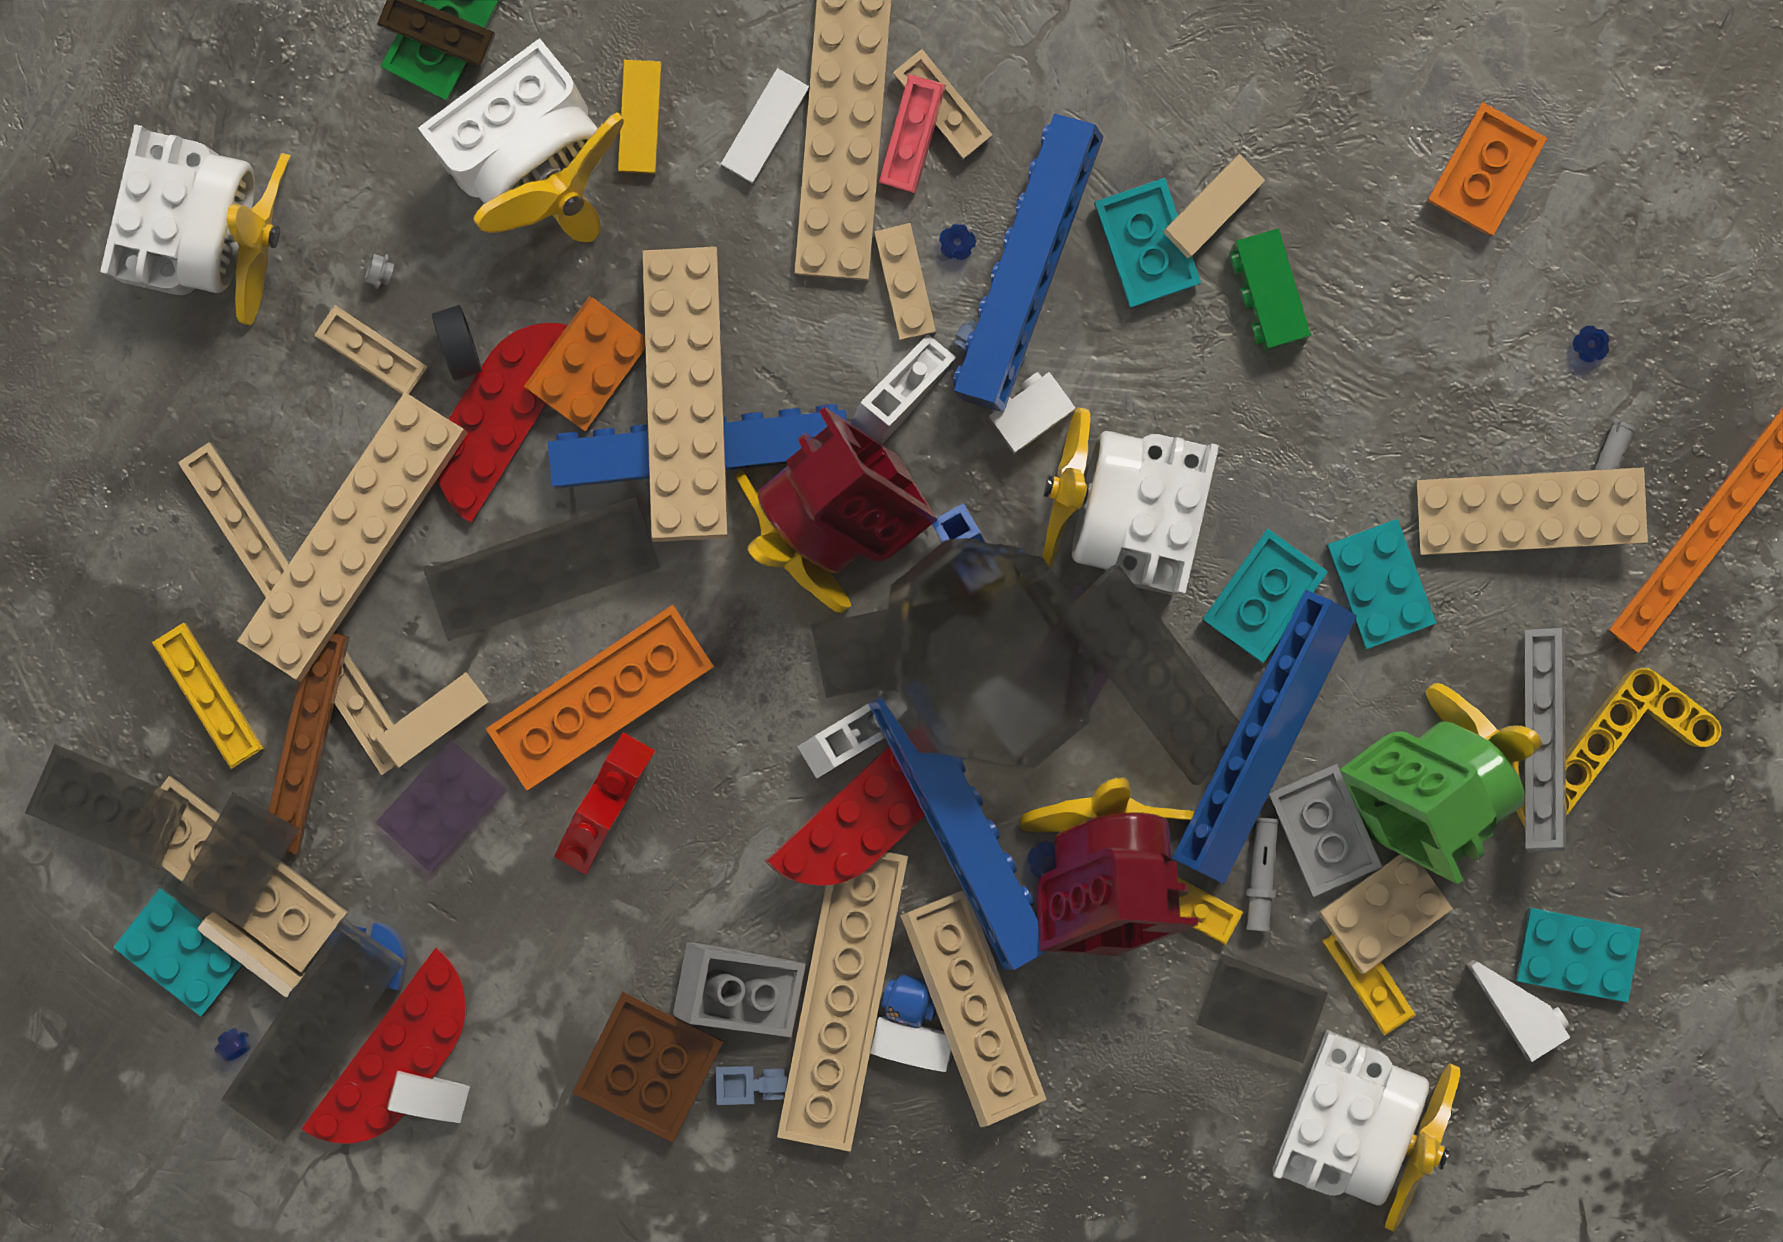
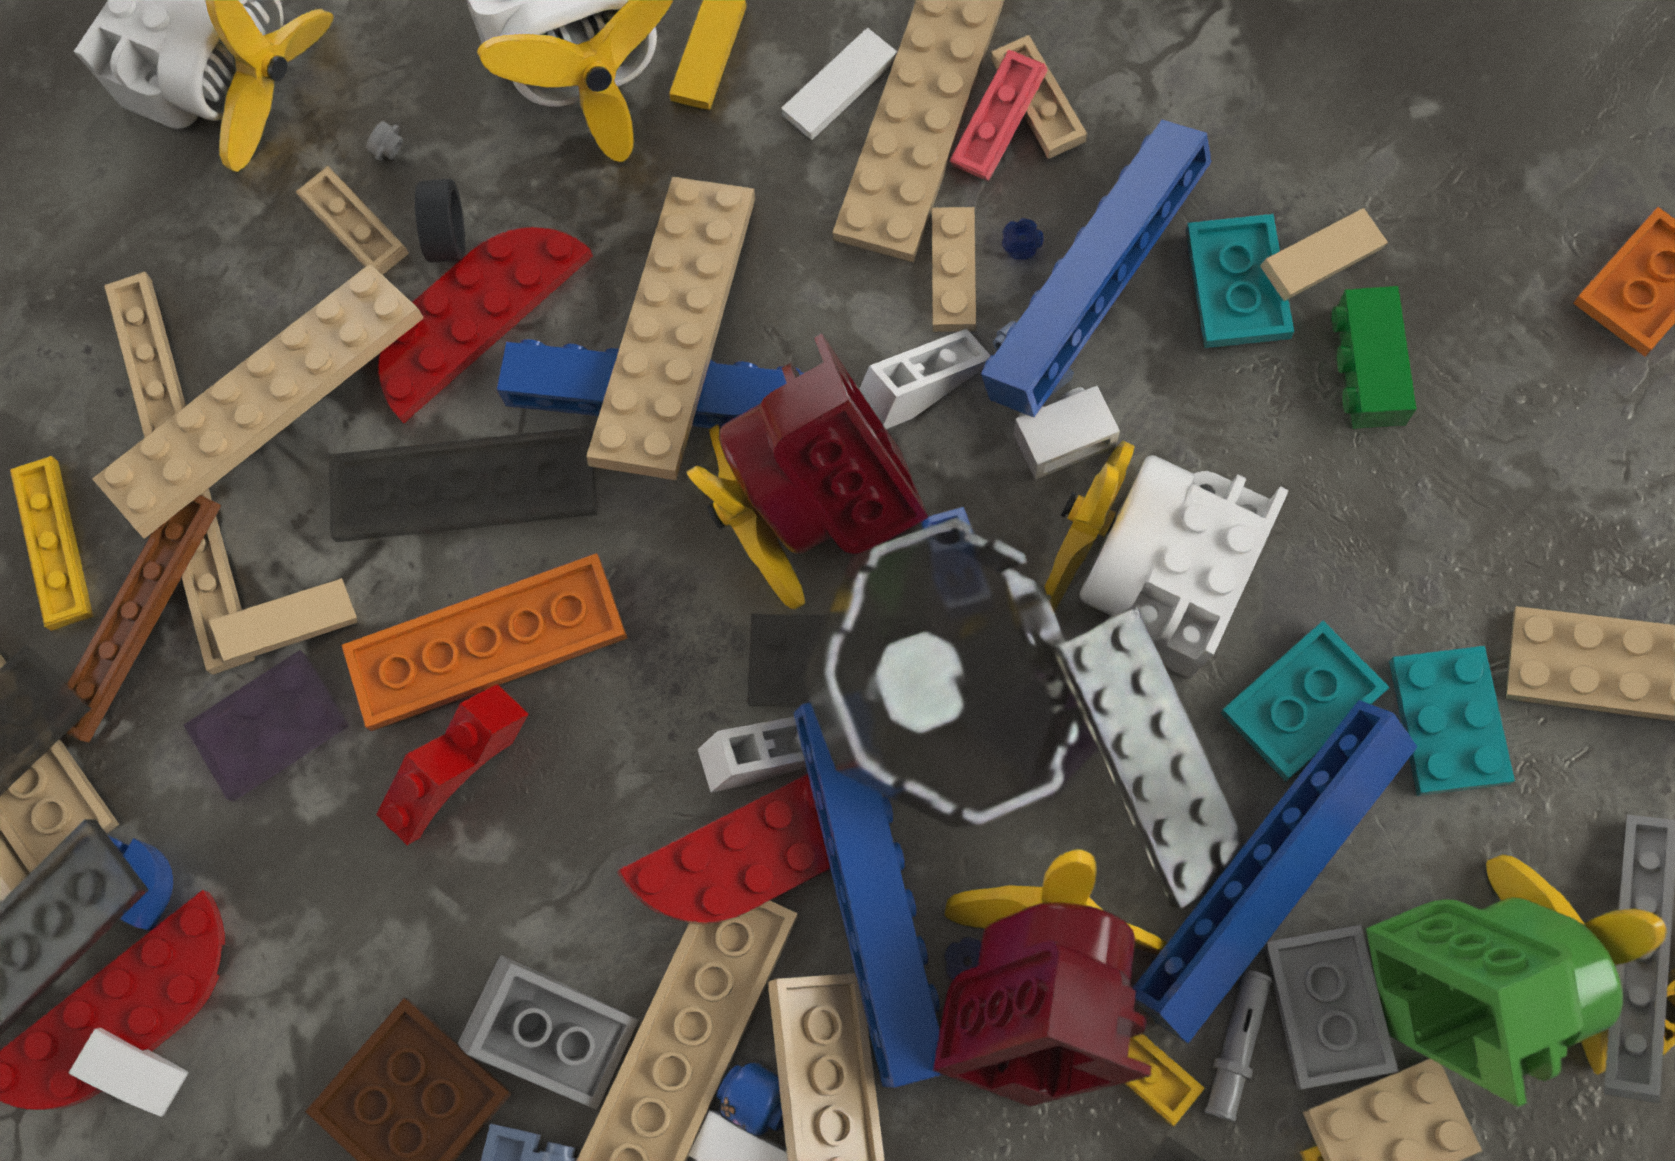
camera: 20 degrees right, 15 degrees down
(586, 363) = (575, 275): orange plate -> none

